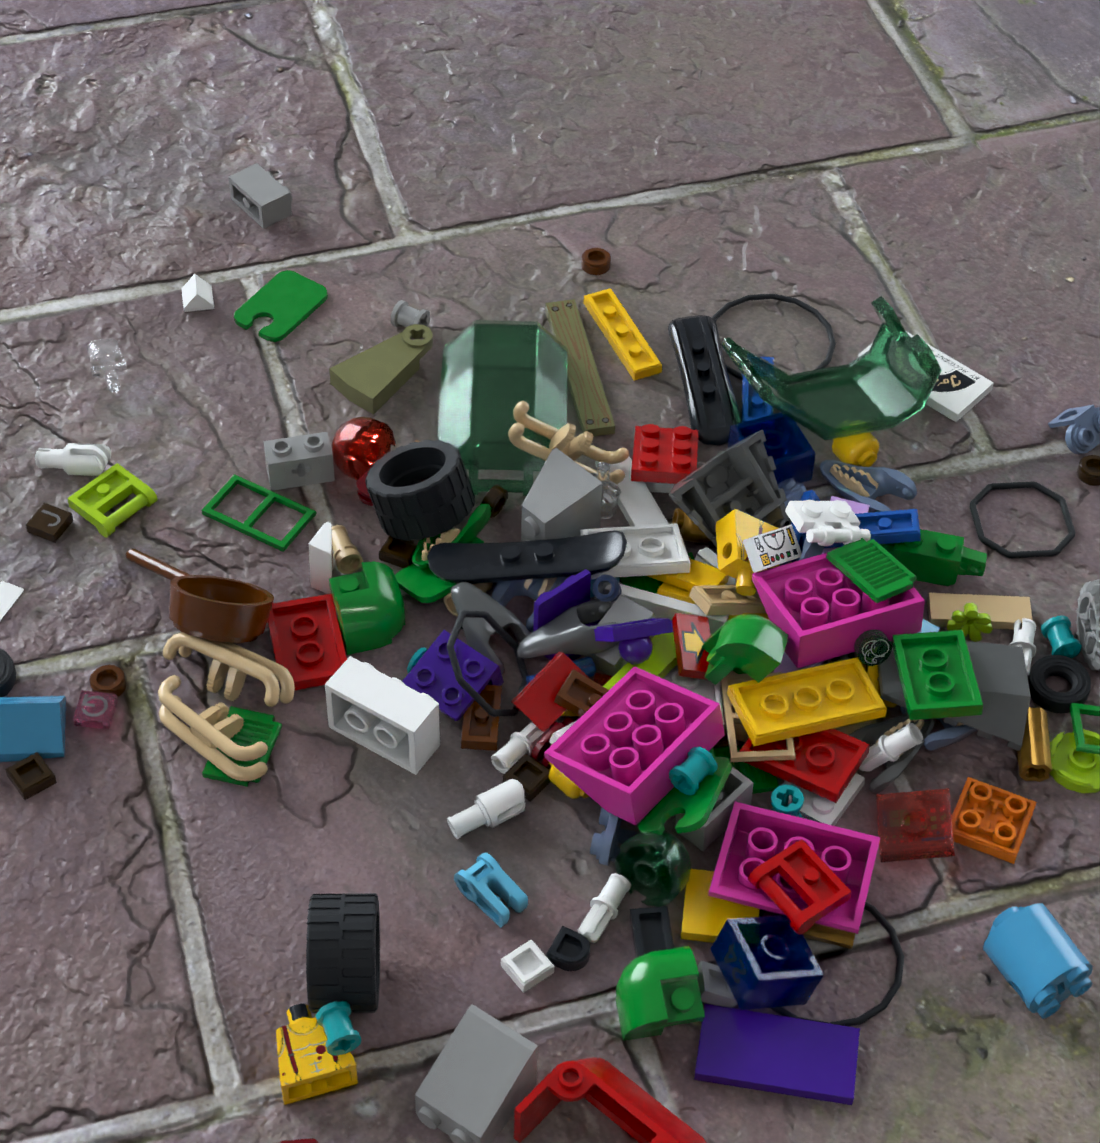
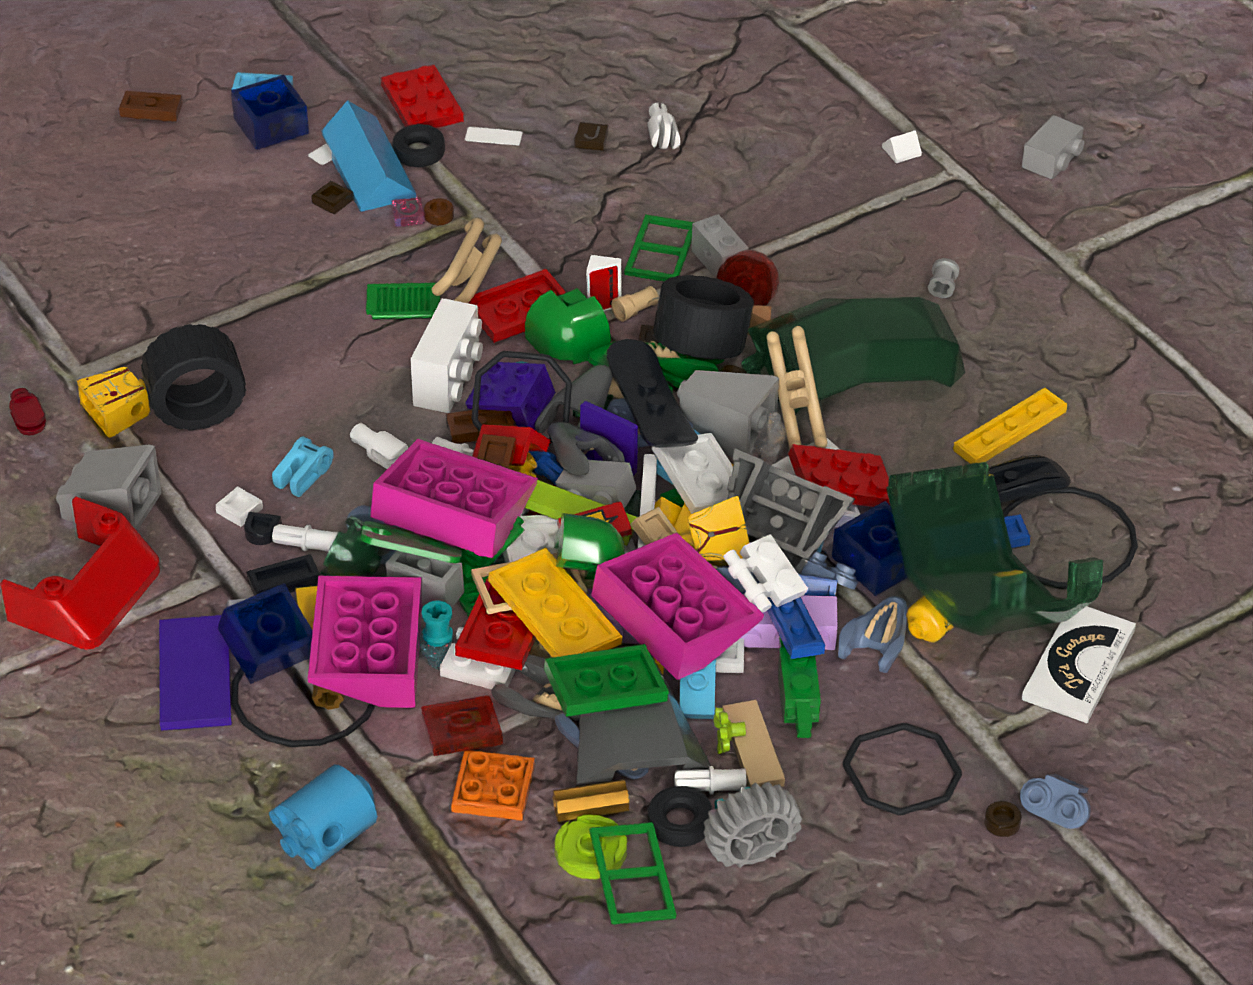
camera: 75 degrees right, 5 degrees down
(105, 493) = (632, 154): lime plate -> none
(107, 361) = (788, 116): clear piece -> none
(210, 731) = (400, 267): tan piece -> none
(211, 605) = (519, 231): reddish brown piece -> none
(284, 299) = (923, 201): green piece -> none
(338, 1028) = (125, 390): teal bush -> none
(383, 369) = (859, 273): olive piece -> none
(582, 372) = (944, 405): olive tile -> none
(596, 261) = (1105, 389): reddish brown tile -> none
(600, 584) = (626, 447): dark blue pin -> none
(633, 637) = (574, 473): dark purple tile -> none
(658, 993) = (220, 570): green brick -> none
(693, 770) = (427, 530): teal bush -> none
(772, 548) = (709, 536): white tile -> none
(808, 878) = (337, 632): red plate -> none
(872, 569) = (713, 610): green window -> none
(873, 647) = (630, 634): tile -> none
(891, 747) = (533, 683): white axle -> none

